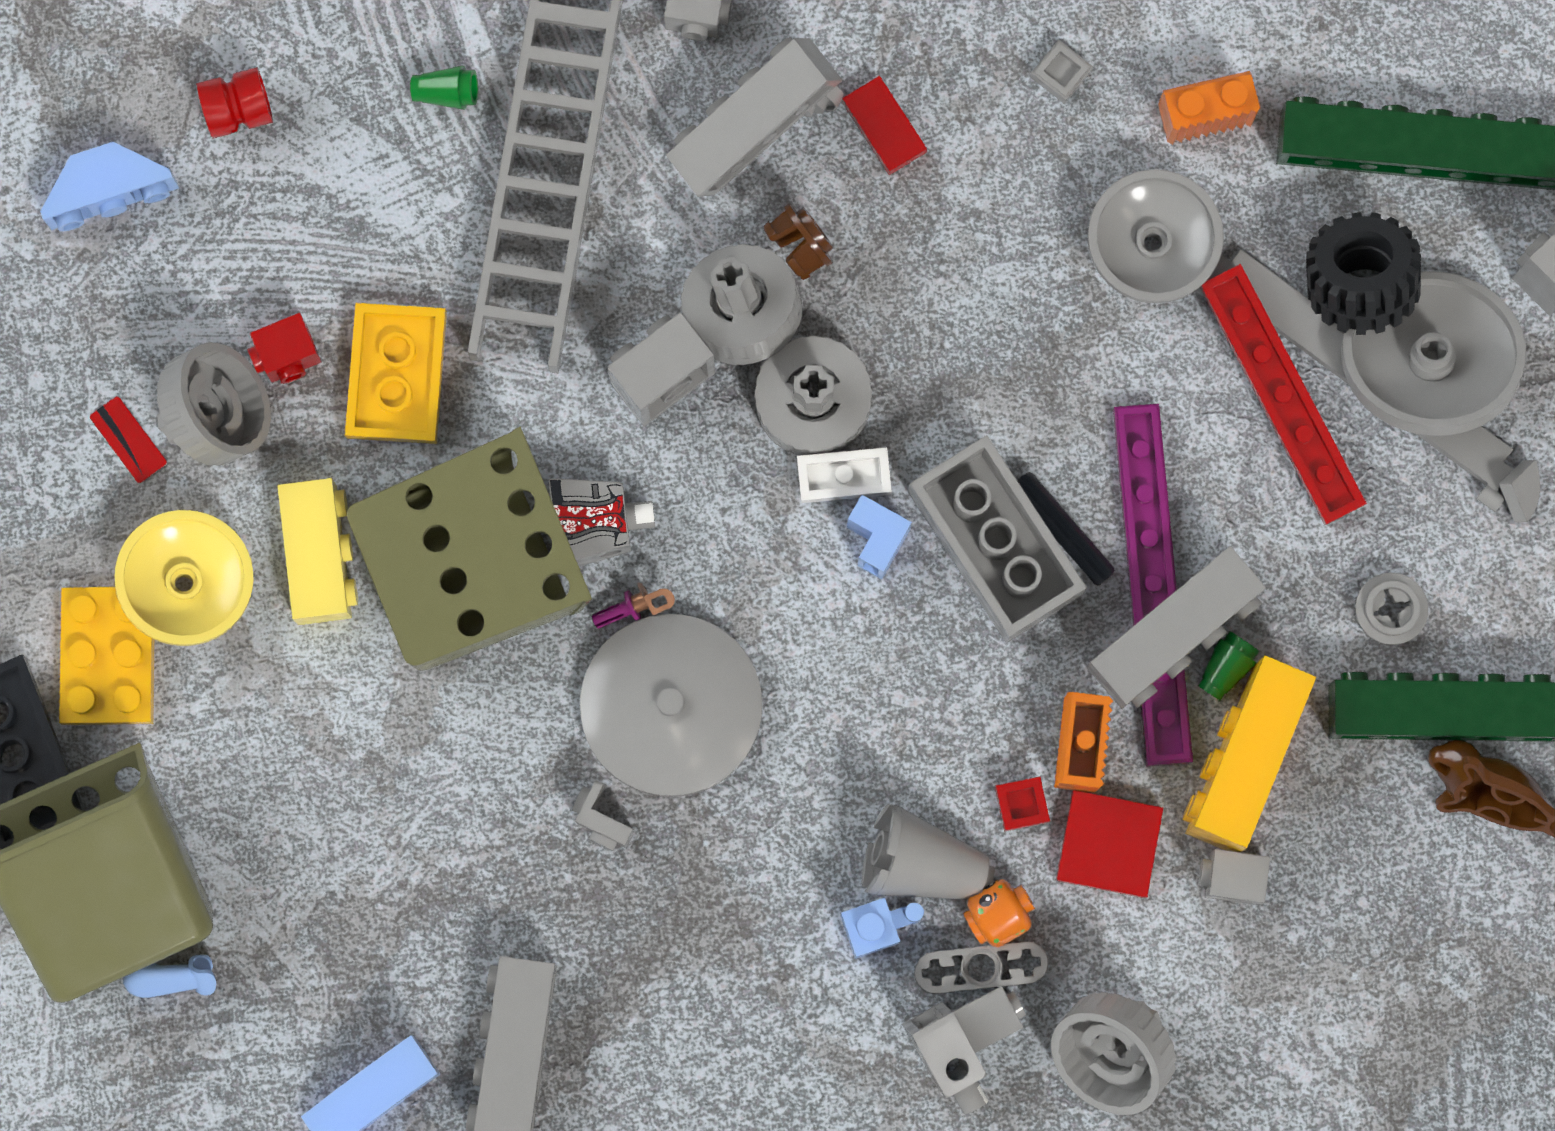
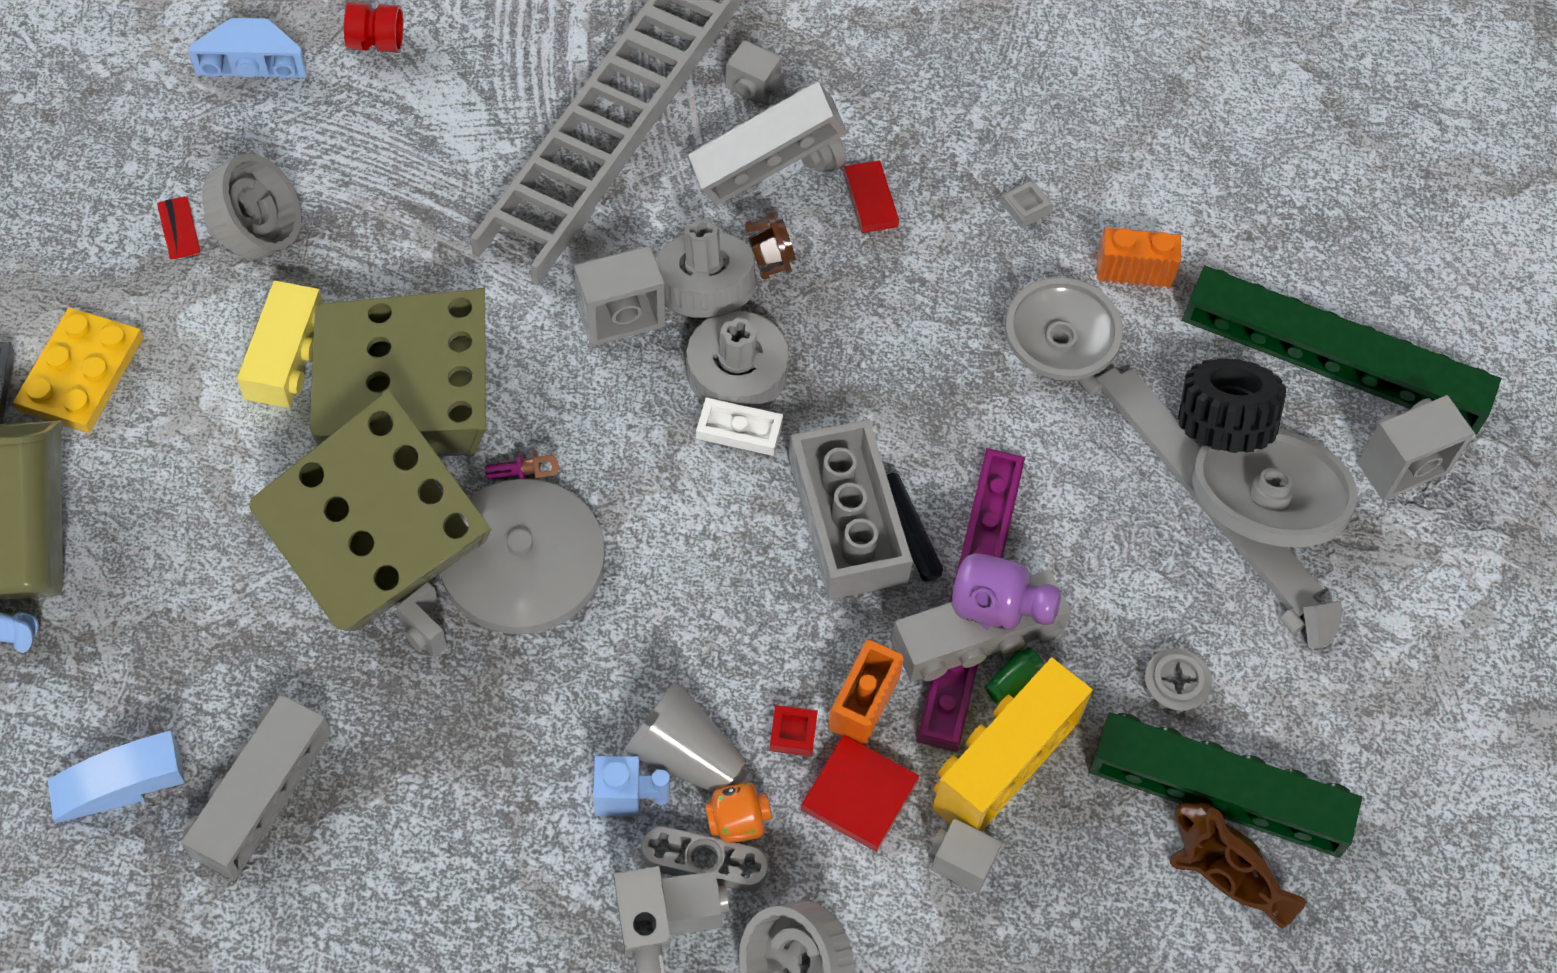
camera: 15 degrees right, 20 degrees down
(178, 547) = (161, 306): light yellow dish -> none
(284, 349) = (329, 197): red brick -> none
(395, 373) = (408, 242): yellow plate -> none
(446, 87) = (540, 68): green cone -> none
(514, 745) = (368, 517): none -> olive piece
(598, 517) = (521, 392): torso -> none
(883, 531) = (752, 476): light blue piece -> none
(1190, 602) = (1000, 593): none -> medium lavender piece
(1282, 394) = (1134, 483): red plate -> none

